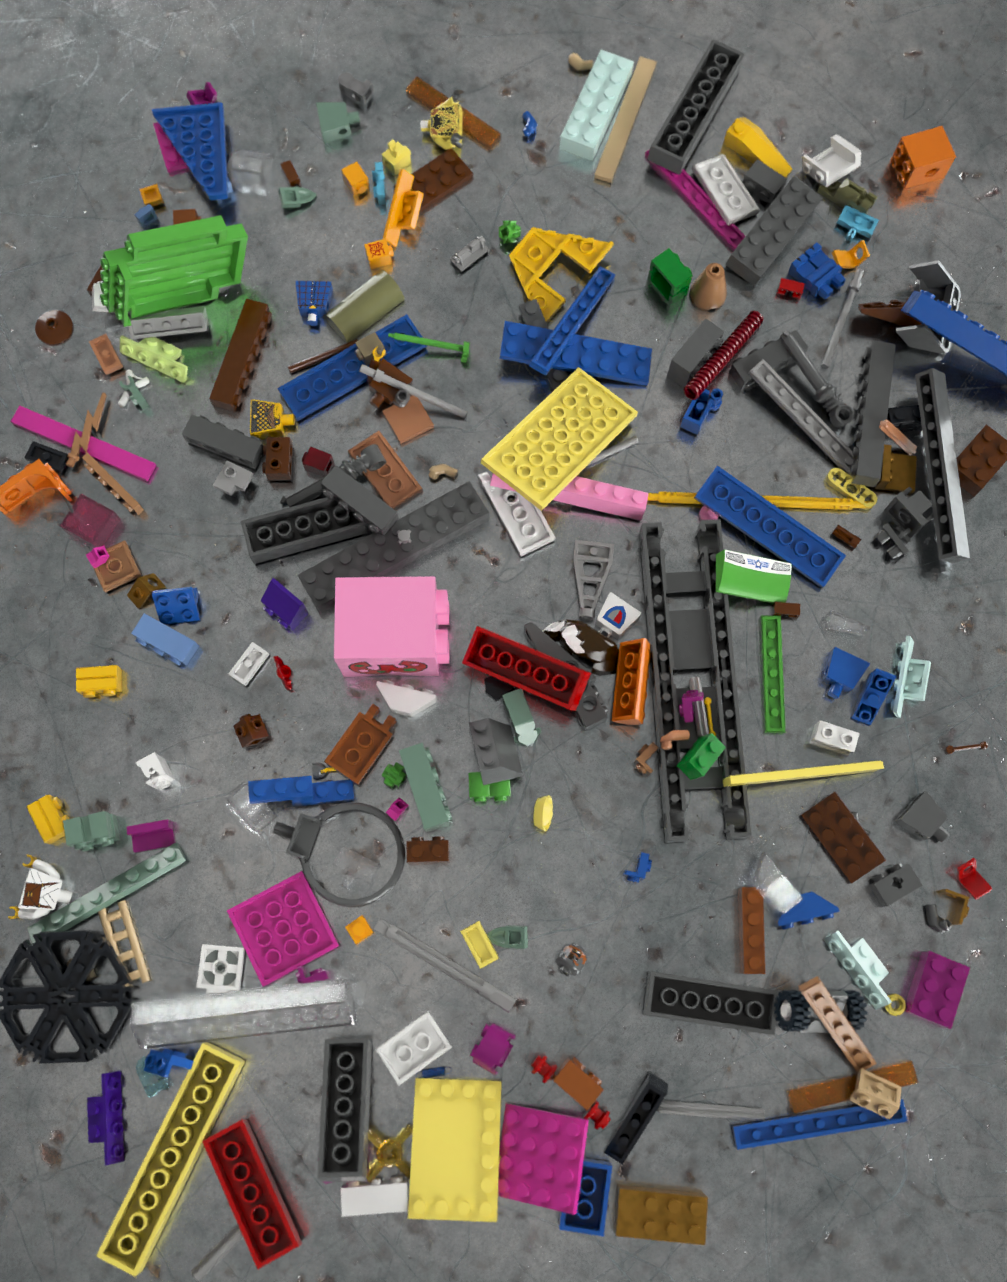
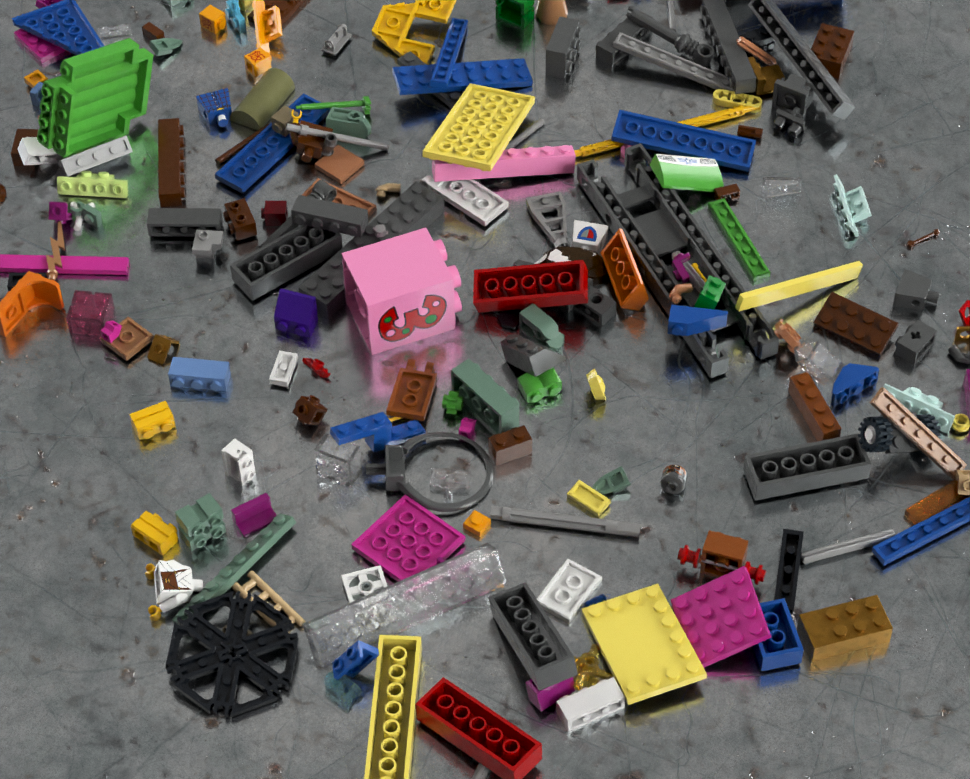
camera: 20 degrees left, 25 degrees down
(106, 354) = (44, 194): nougat plate -> none
(106, 384) = (59, 212): none -> magenta bracket
(106, 1118) = (313, 733): dark purple bracket -> none
(116, 489) = (97, 281): medium nougat plate -> none
(176, 605) = (198, 342): blue bracket -> none
(268, 419) = (217, 194): torso -> none
(405, 699) = (434, 349): white slope -> none
(434, 371) = (348, 122): none -> sand green piece
(493, 1048) = (638, 558): magenta brick -> none
(509, 231) = (359, 16): bright green gear -> none
(643, 866) = (698, 402): blue bracket -> none
(645, 753) = (661, 324): medium nougat bracket -> none
(665, 781) = (694, 320): none -> blue slope
(700, 408) = (585, 82): blue hinge -> none
(723, 355) = (586, 40): dark red piece -> none
(764, 831) = (787, 333): none -> nougat plate
(834, 738) = (811, 260): white hinge -> none
(843, 671) = (795, 216): blue torso -> none
(872, 695) = (827, 220): blue slope -> none

